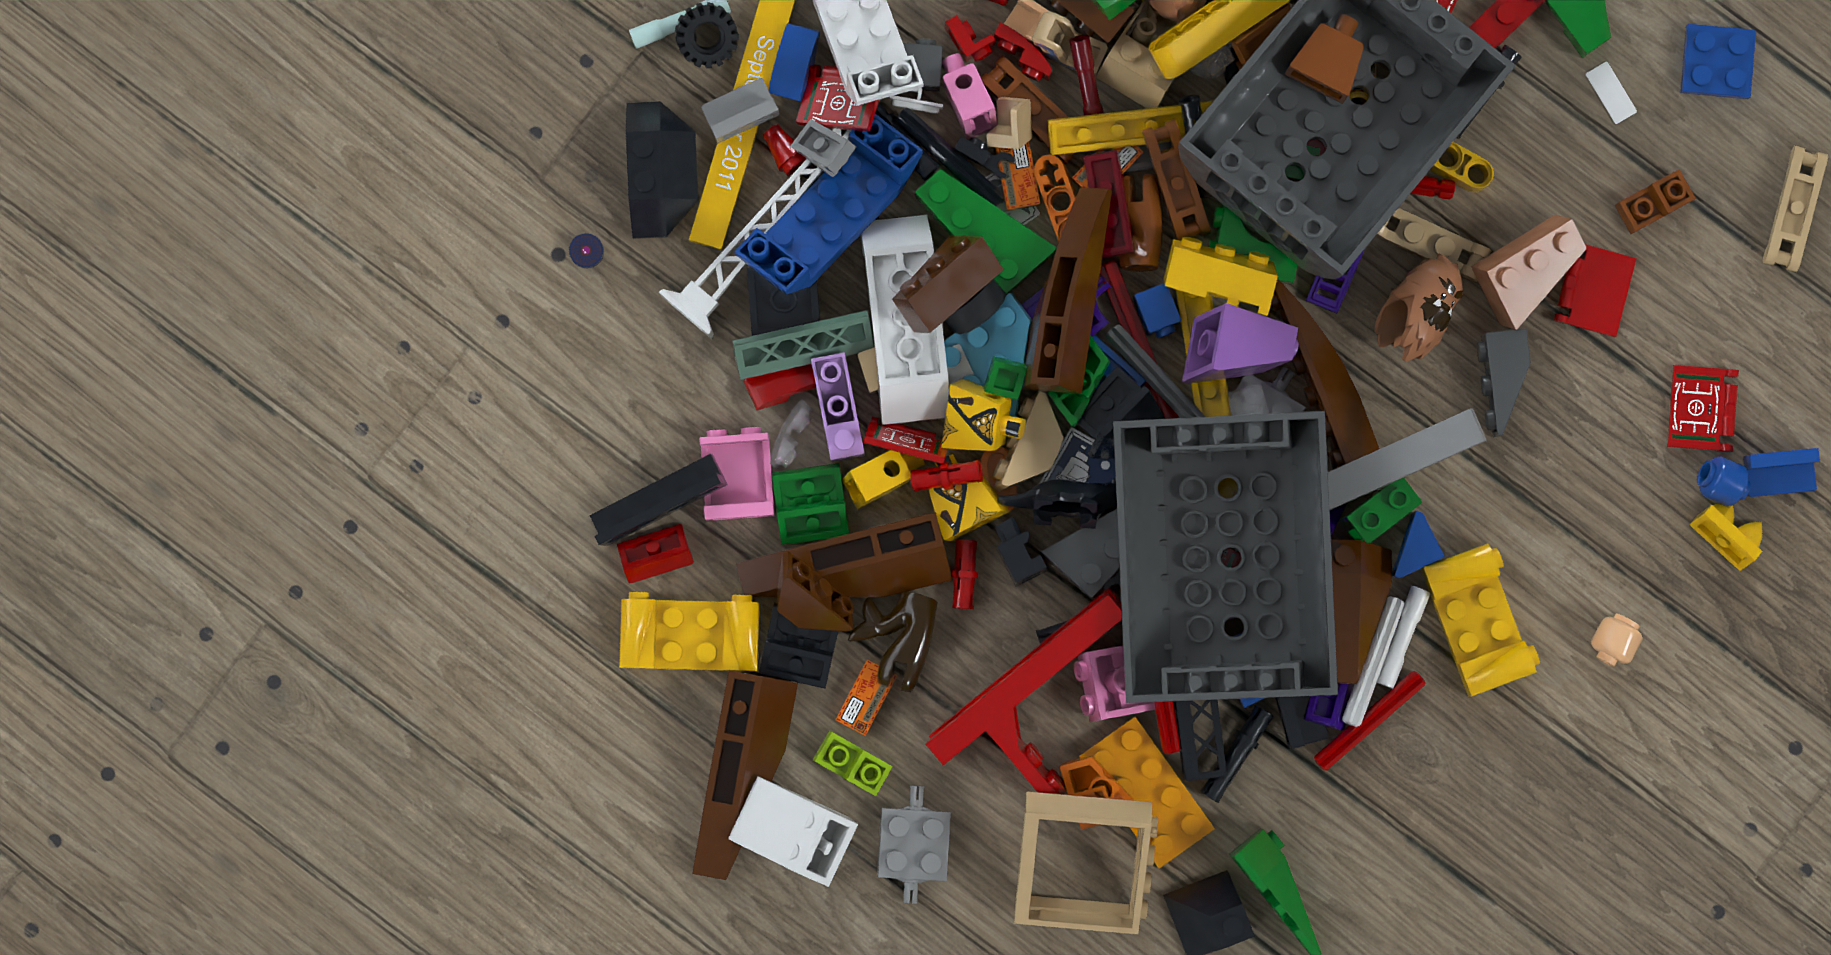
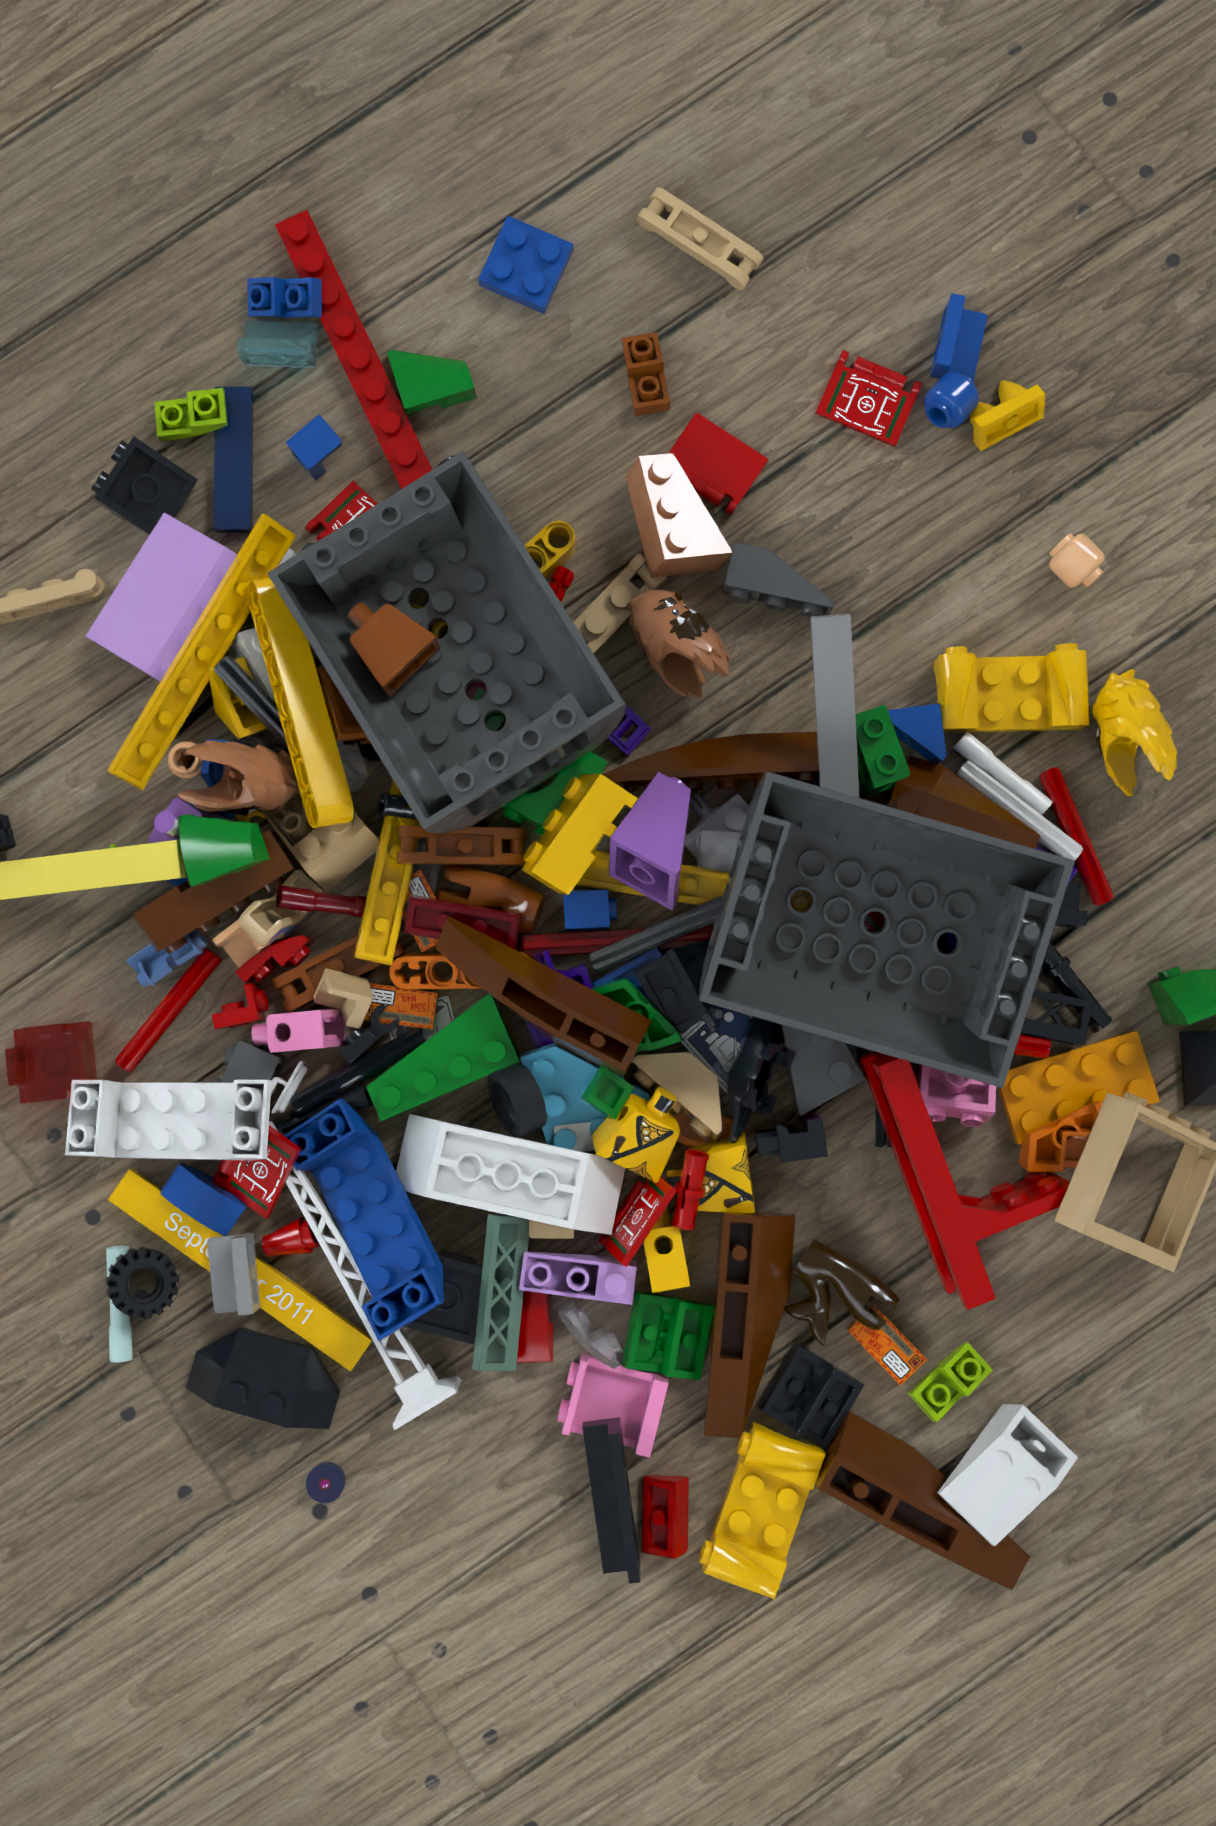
camera: 75 degrees left, 0 degrees up
(810, 599) = (771, 1374): reddish brown slope -> none
(823, 147) = (301, 1202): light grey slope -> none
(913, 844) = (1054, 1346): light grey plate -> none
(946, 282) = (488, 1125): reddish brown wedge -> none
(964, 574) = (793, 1200): red pin -> none
(1477, 736) = (1128, 719): none -> yellow head
(1611, 92) = (521, 381): white sticker -> none

